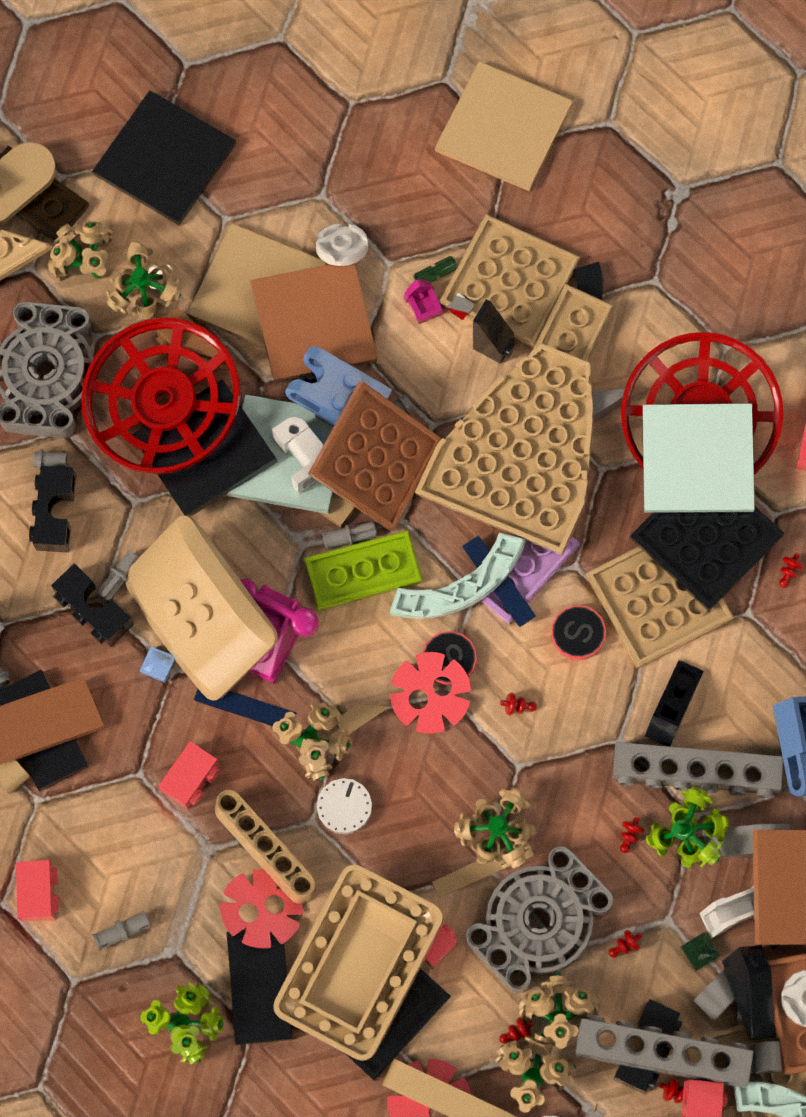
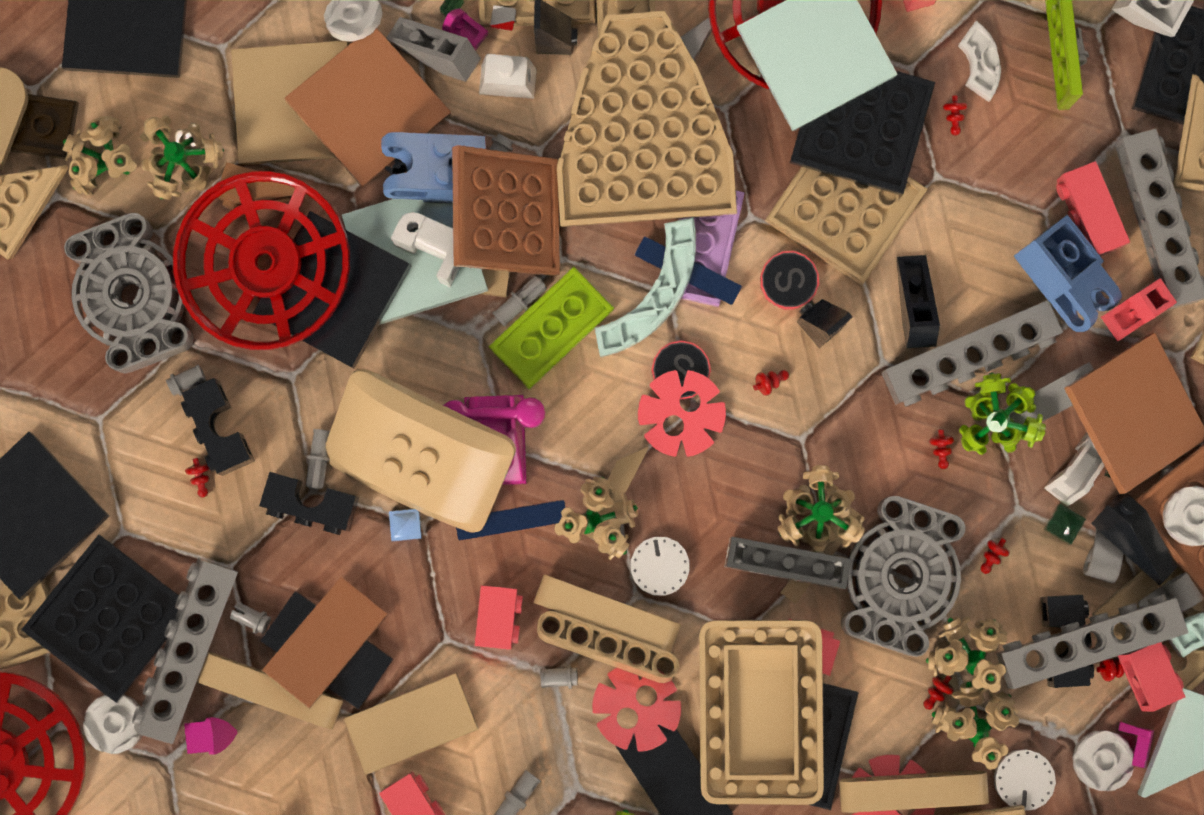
camera: 35 degrees left, 10 degrees up
(17, 543) = (199, 479): none -> red hair
(73, 825) = (411, 724): none -> tan tile
(212, 851) = (559, 677): none -> light grey pin
(280, 819) = (607, 613): none -> tan beam
(392, 302) = (435, 48): none -> light grey slope
(435, 353) = (507, 76): none -> white torso
(448, 856) = (787, 563): none -> dark grey piece
(585, 678) = (822, 320): none -> black slope

